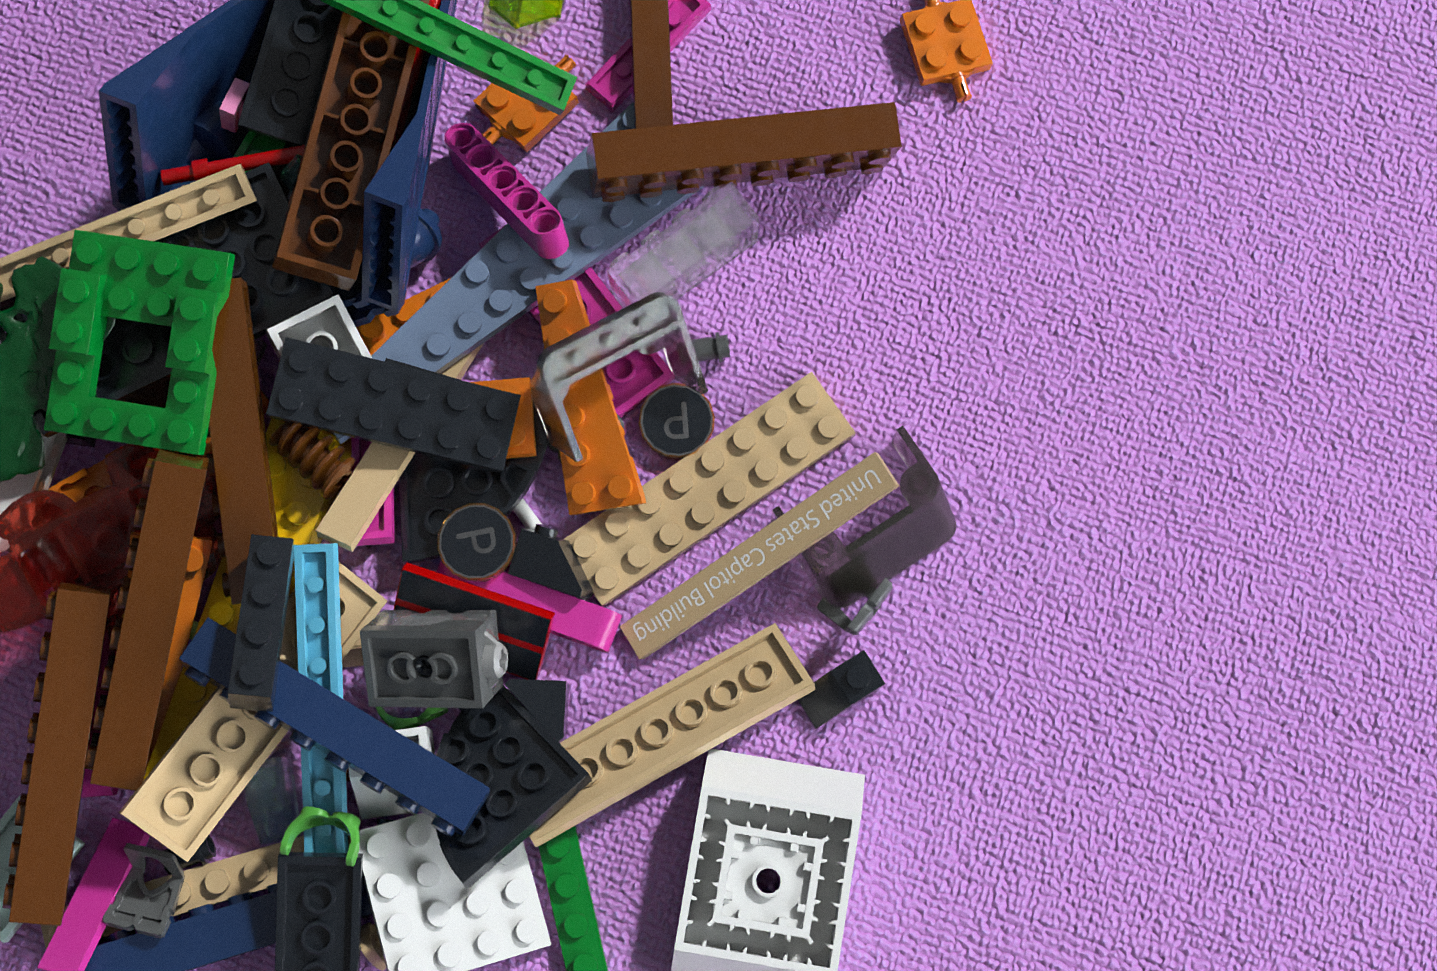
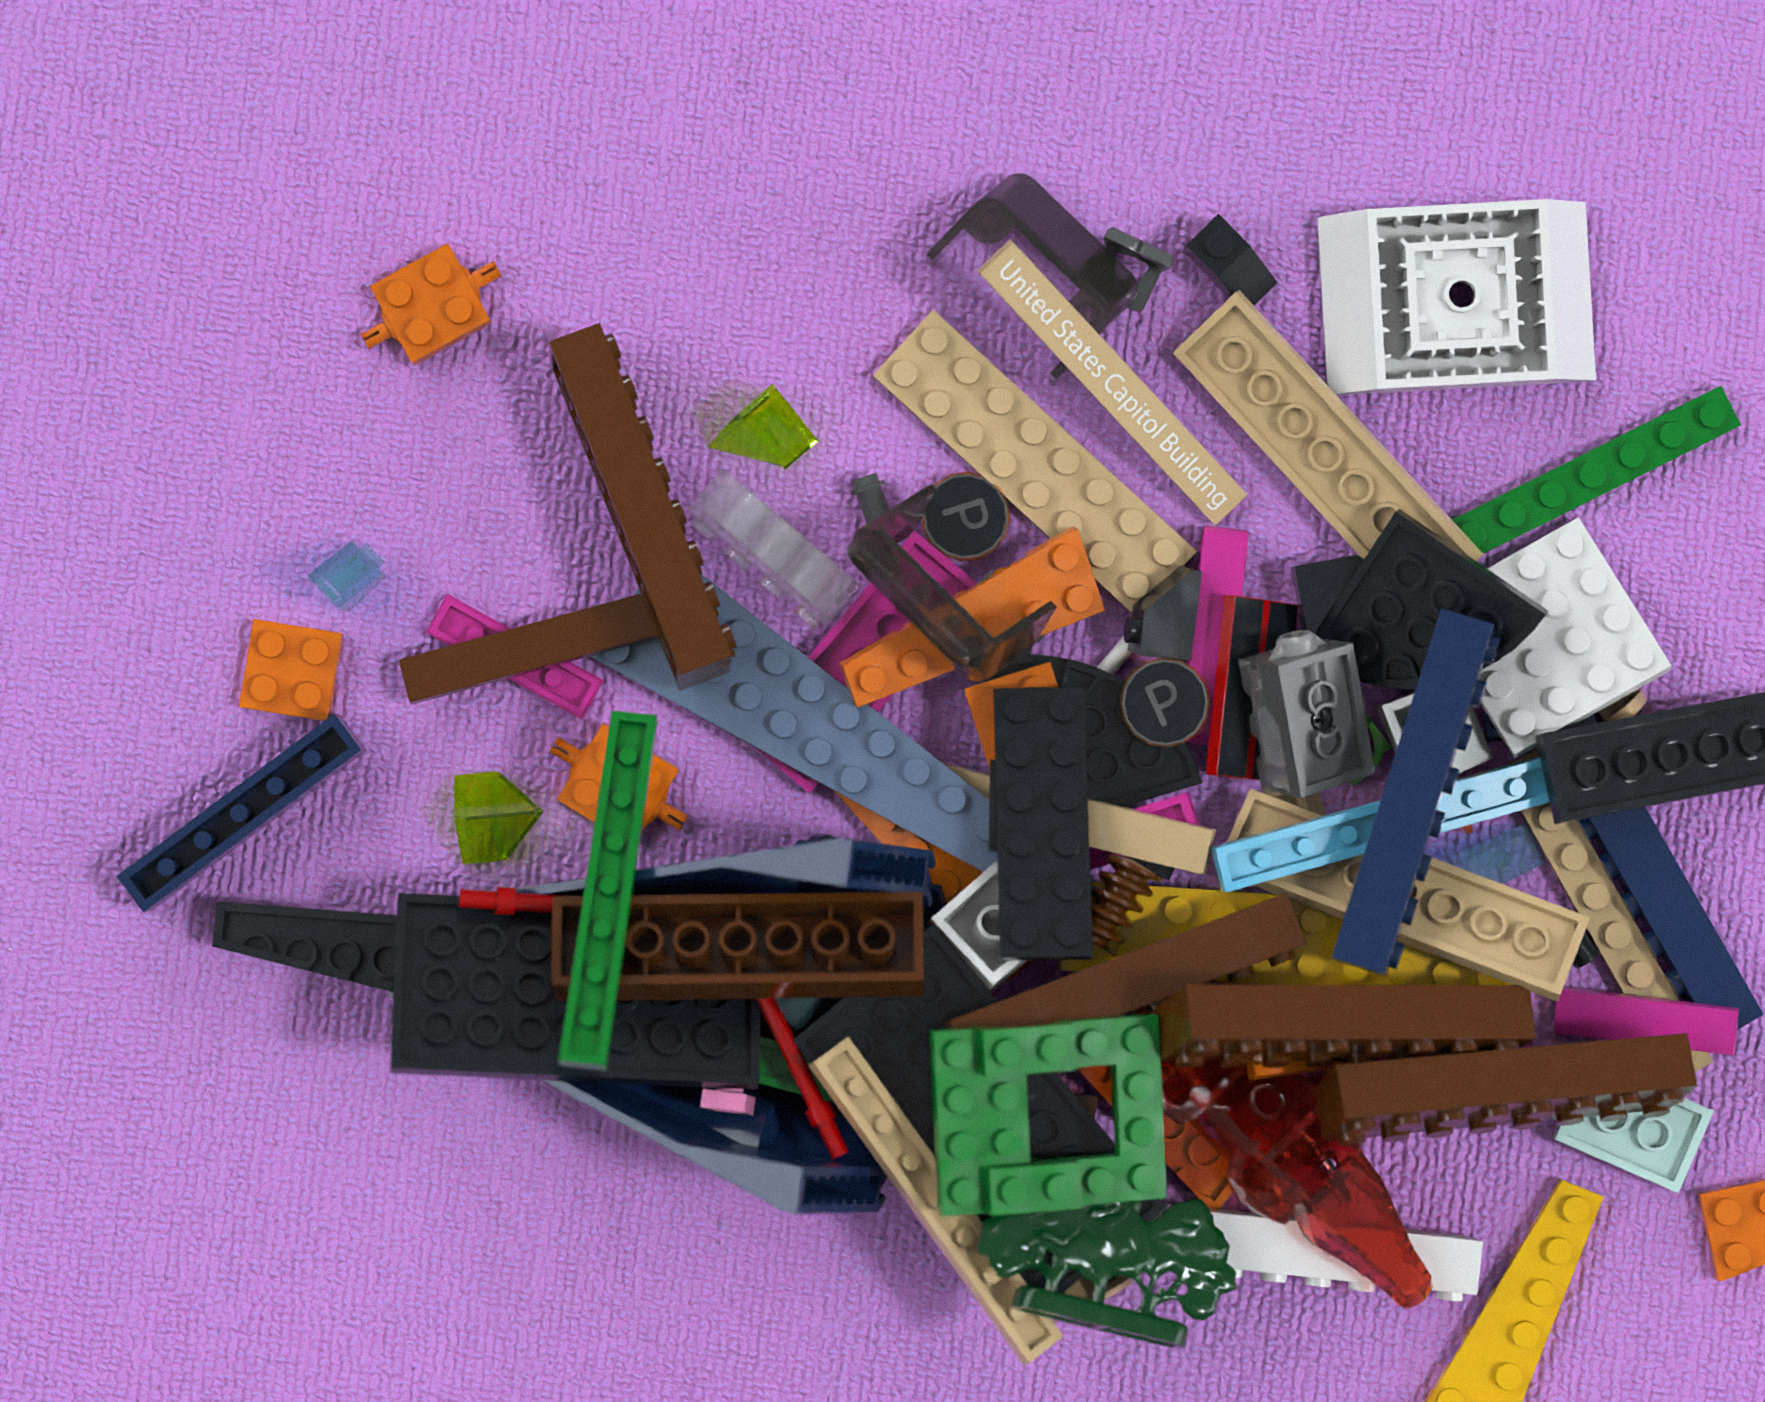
camera: 105 degrees left, 10 degrees up
(138, 906) = (1644, 967): dark grey piece -> none
(261, 623) = (1327, 892): black brick -> none
(313, 817) = (1509, 798): bright green cap -> none
(507, 191) = (762, 759): dark pink beam -> none
(786, 278) = (766, 431): none -> clear neon green slope

